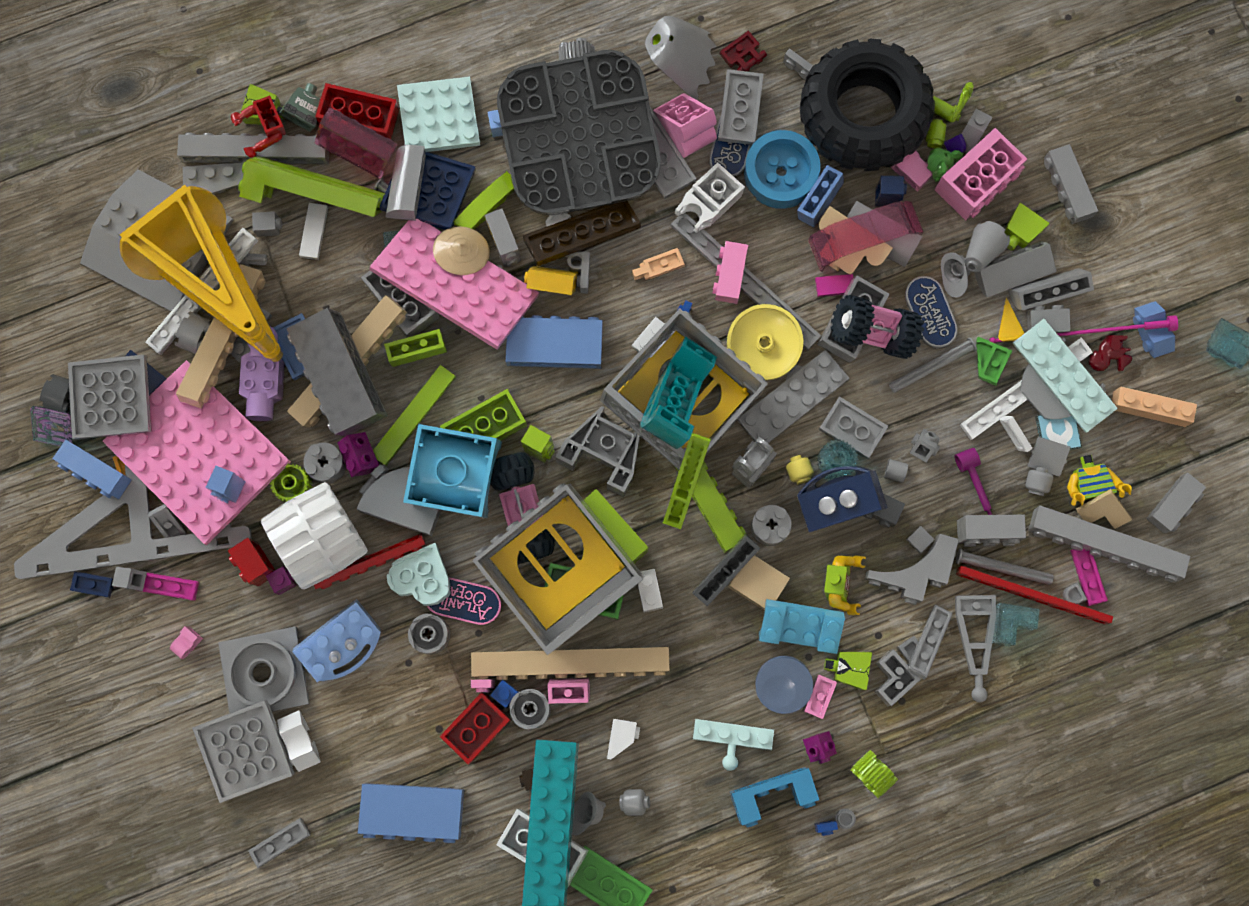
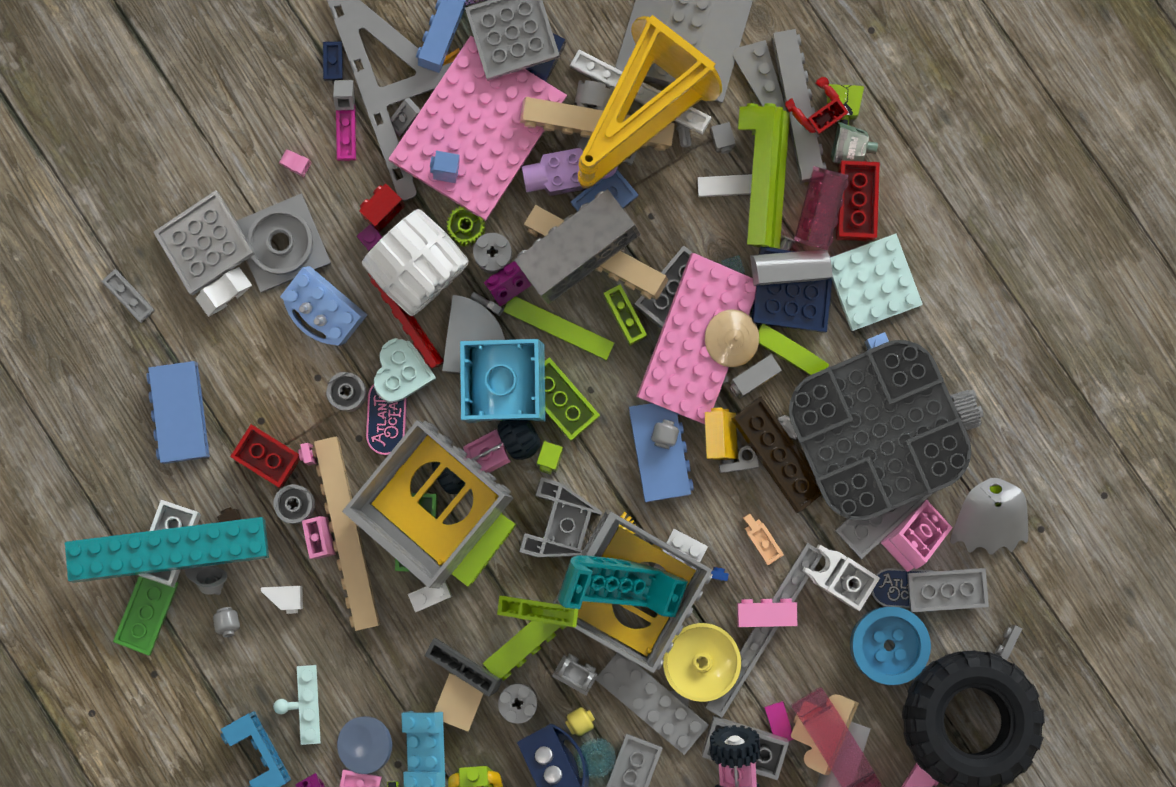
camera: 75 degrees right, 5 degrees up
(504, 693) = (304, 477): blue brick -> none
(539, 330) = (665, 434): none -> light grey head
(739, 49) = (1013, 577): dark red plate -> none
(820, 196) = (868, 690): medium blue brick -> none
(889, 190) = (888, 762): dark blue piece -> none

